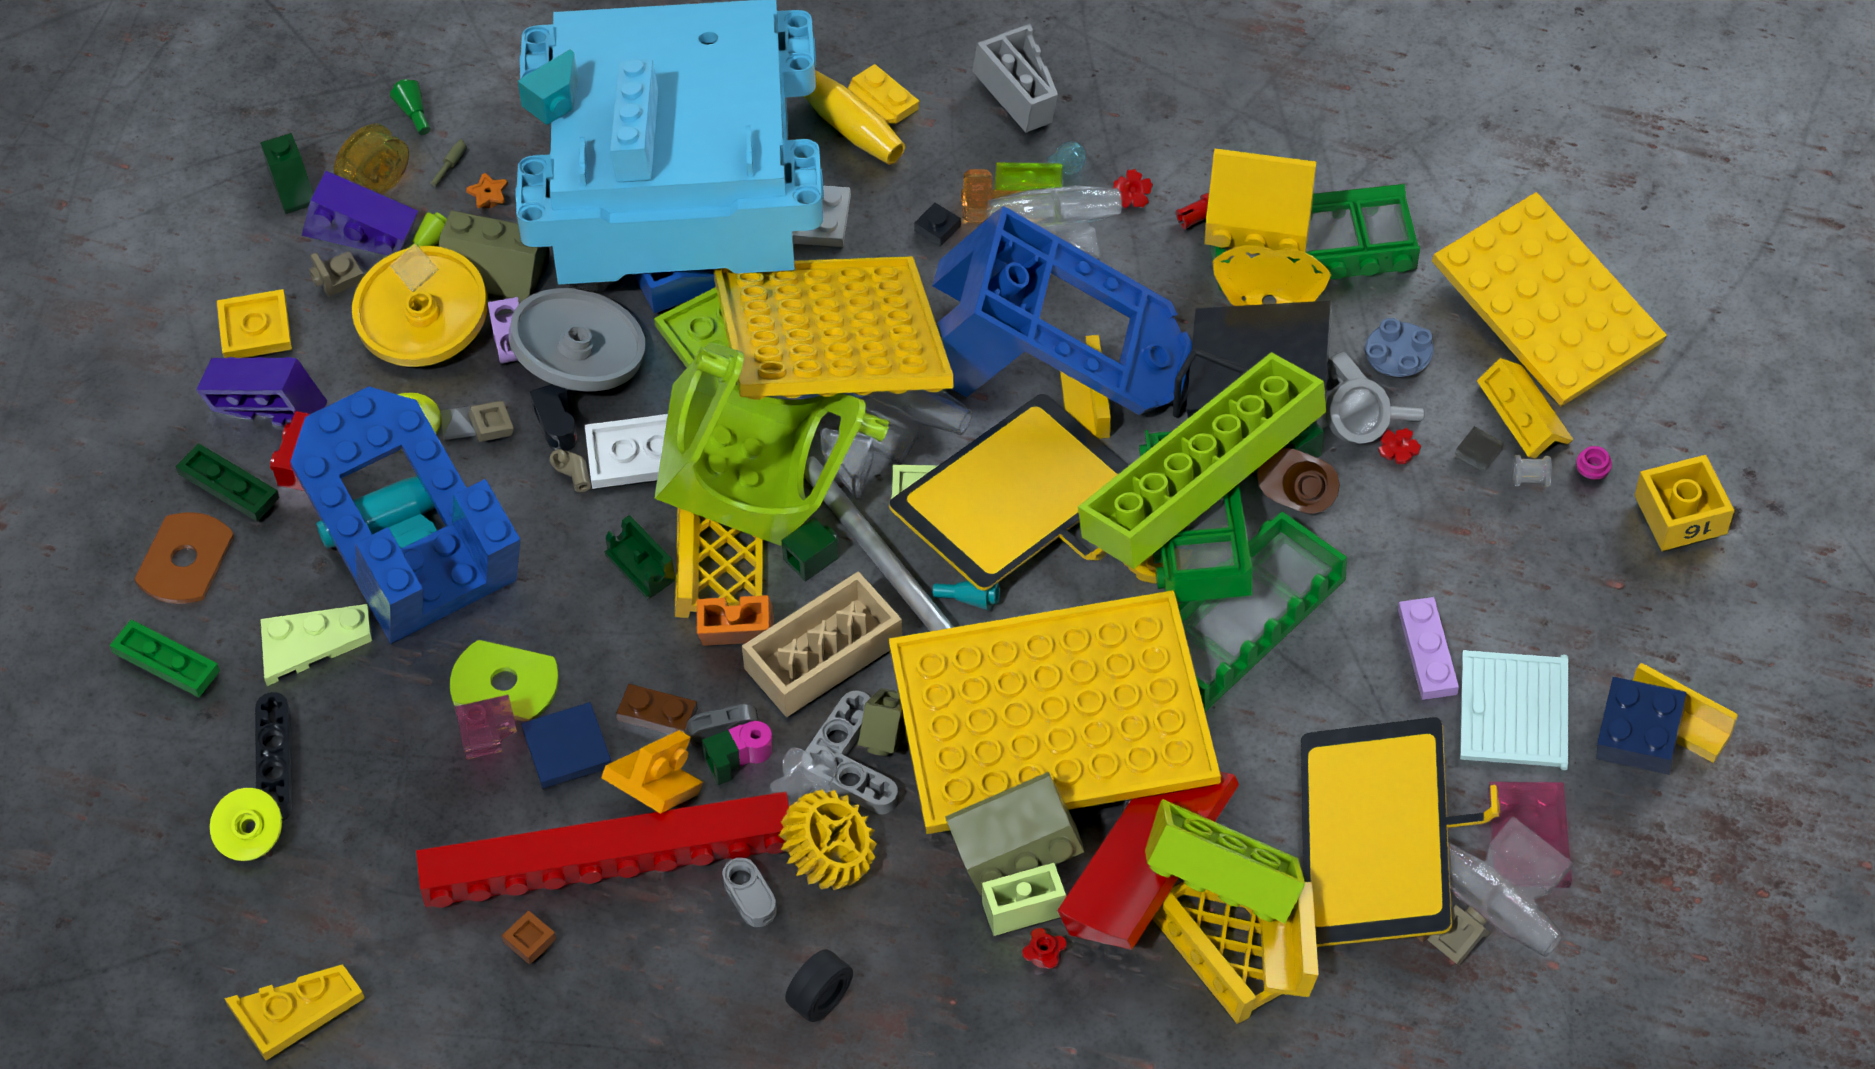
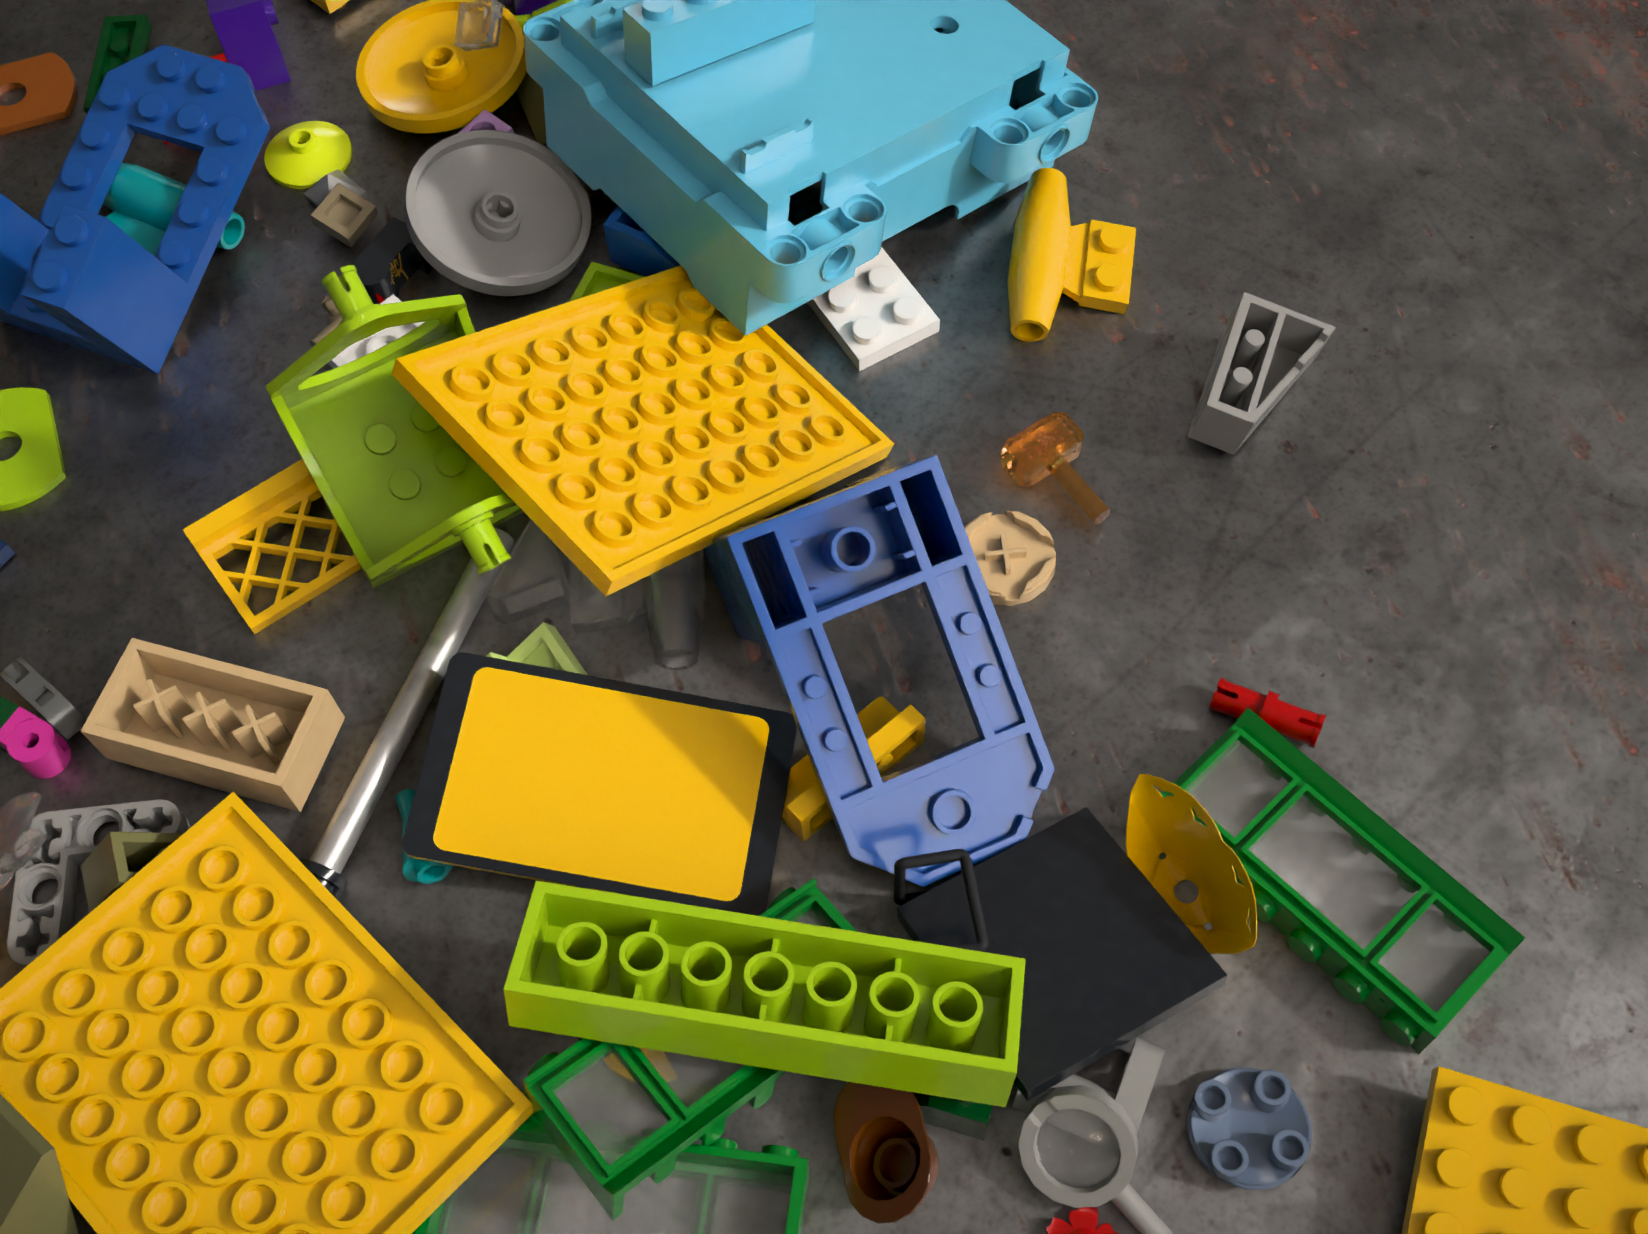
camera: 55 degrees right, 5 degrees up
(640, 558) = (249, 459): dark green hinge -> none
(655, 710) = (40, 617): reddish brown plate -> none
(733, 624) = (192, 607): orange brick -> none
(810, 548) = (367, 619): dark green brick -> none
(937, 224) = (969, 438): black plate -> none
(1027, 176) = (1120, 485): clear neon green plate -> none
(1065, 211) = (1075, 556): clear plate -> none
(1070, 155) = (1192, 505): clear light blue plate -> none
(1133, 189) = (1209, 606): red plant -> none
(1259, 201) = (1277, 769): yellow slope -> none

